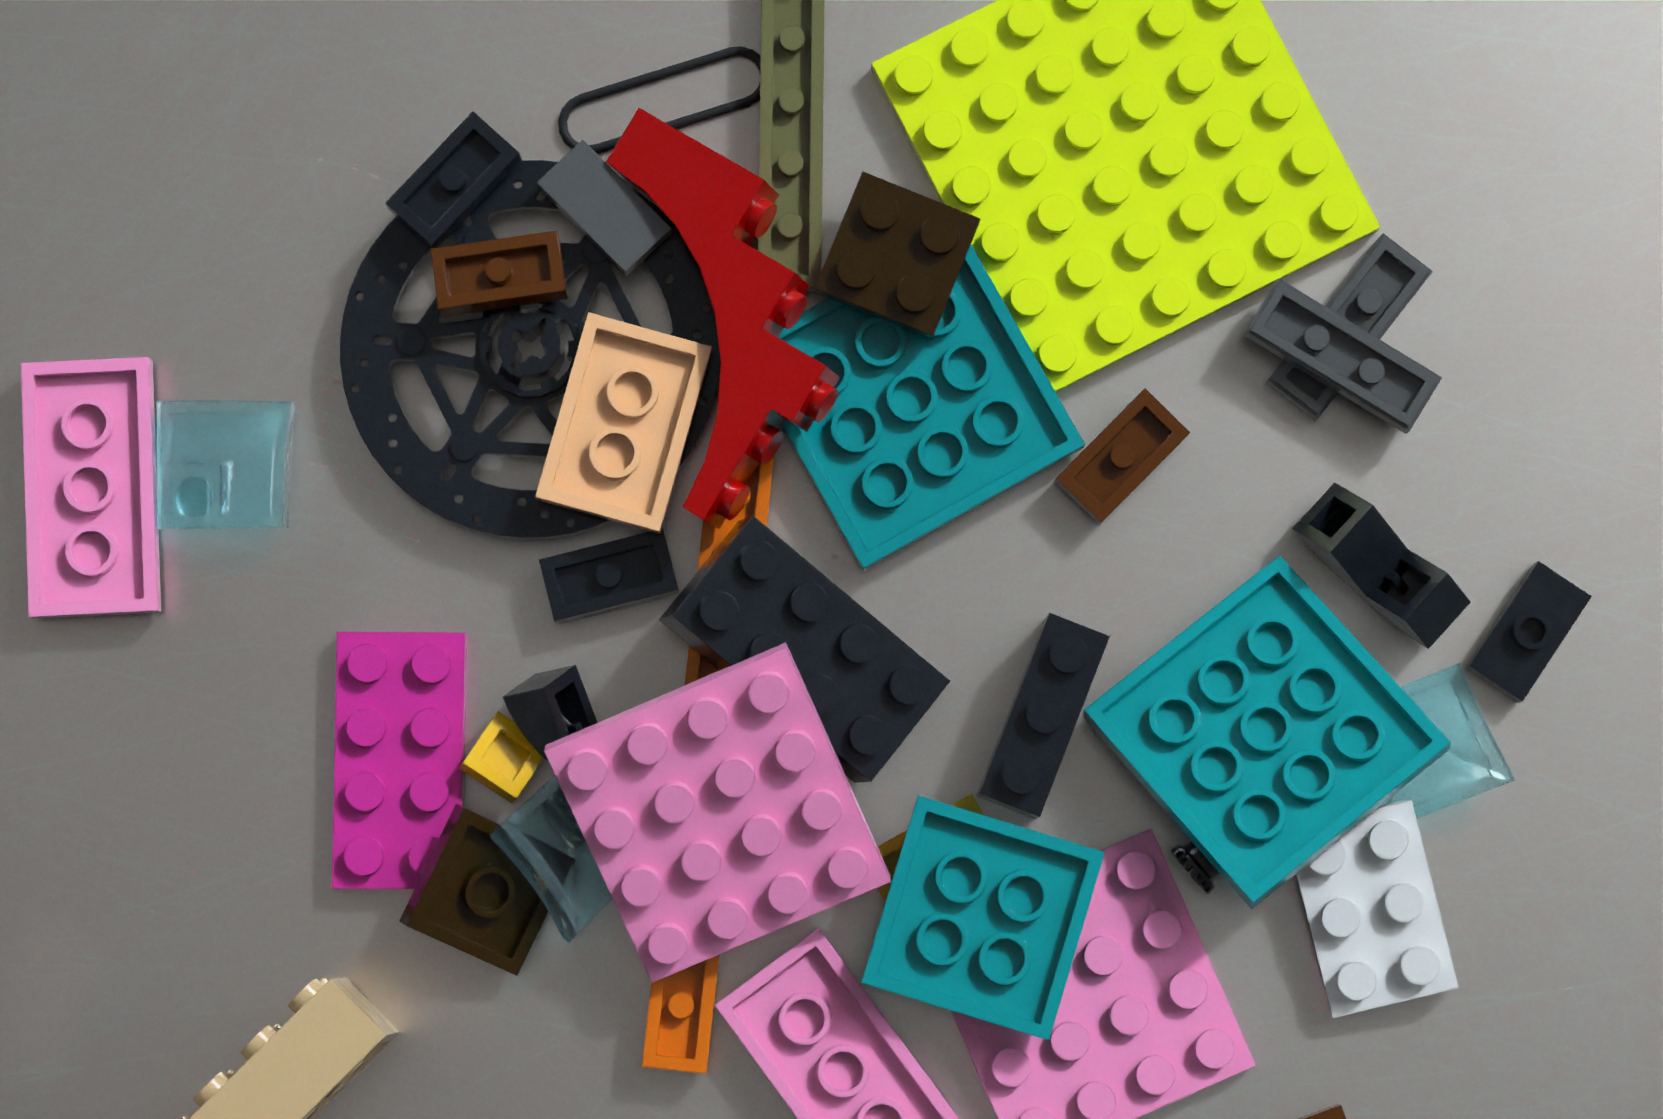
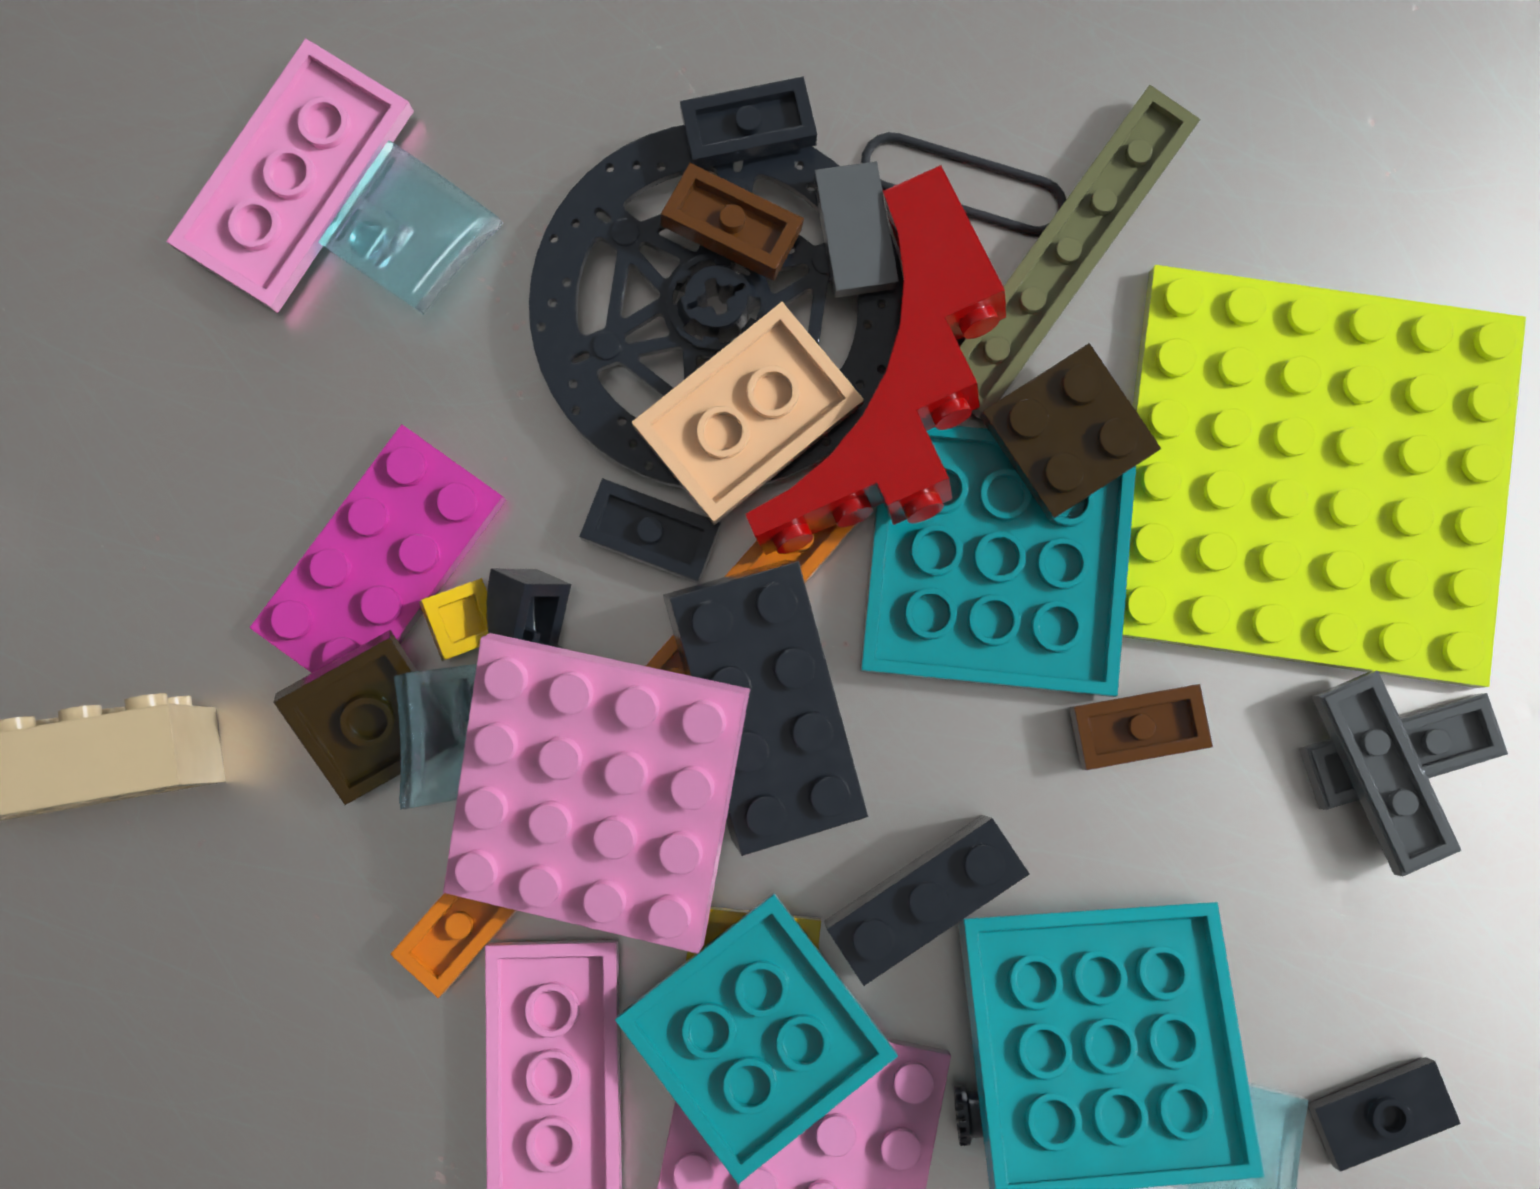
camera: 40 degrees right, 0 degrees up
(1379, 567) = (1292, 962): black brick -> none

